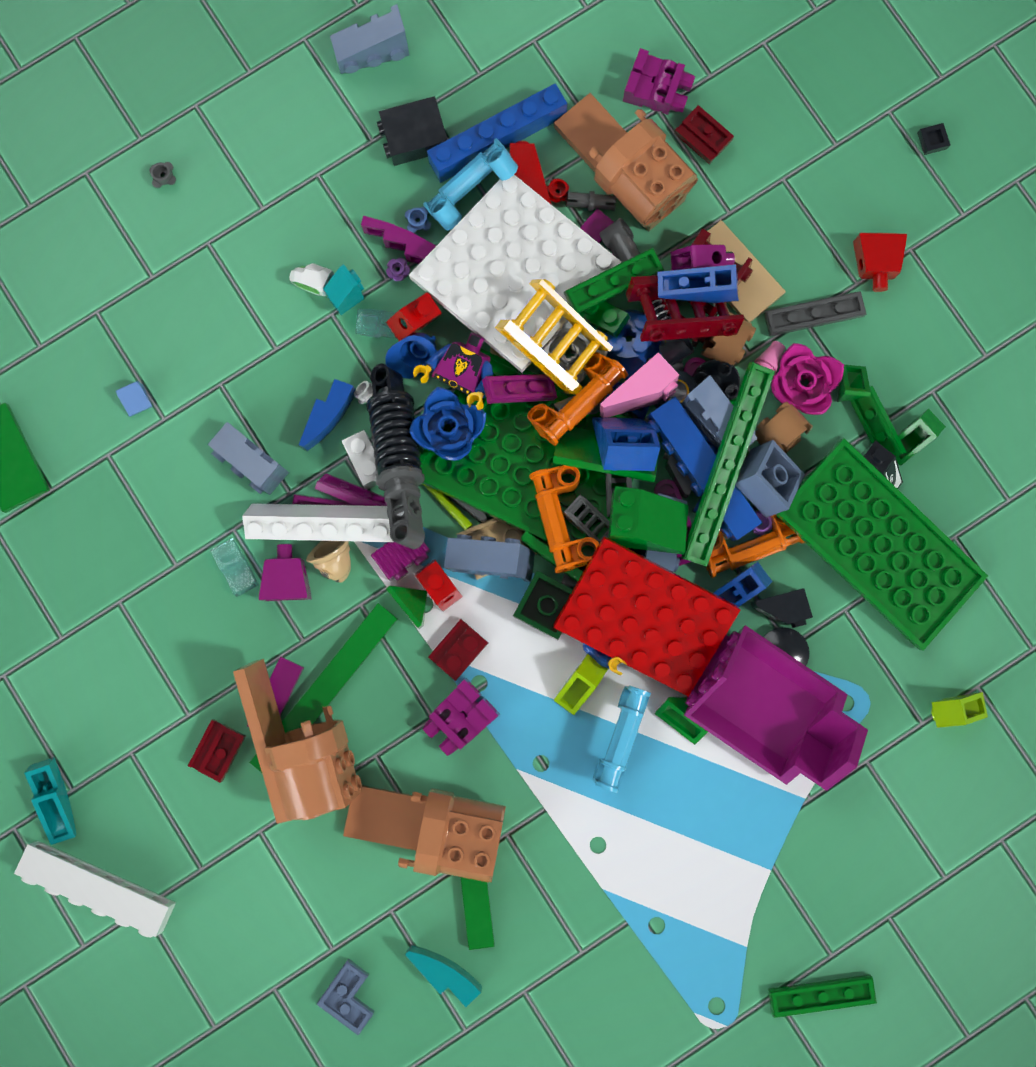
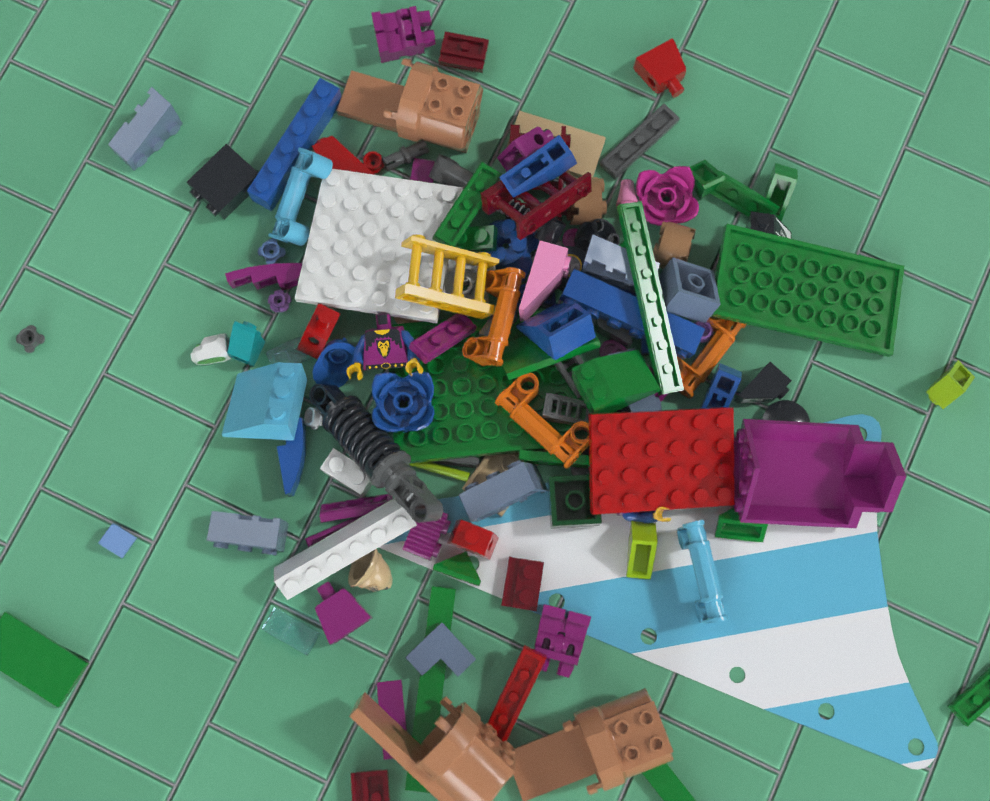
camera: 35 degrees left, 5 degrees down
(331, 354) = (266, 402): none -> medium azure slope
(353, 658) = (444, 646): none -> sand blue tile
(393, 739) = (516, 691): none -> red tile

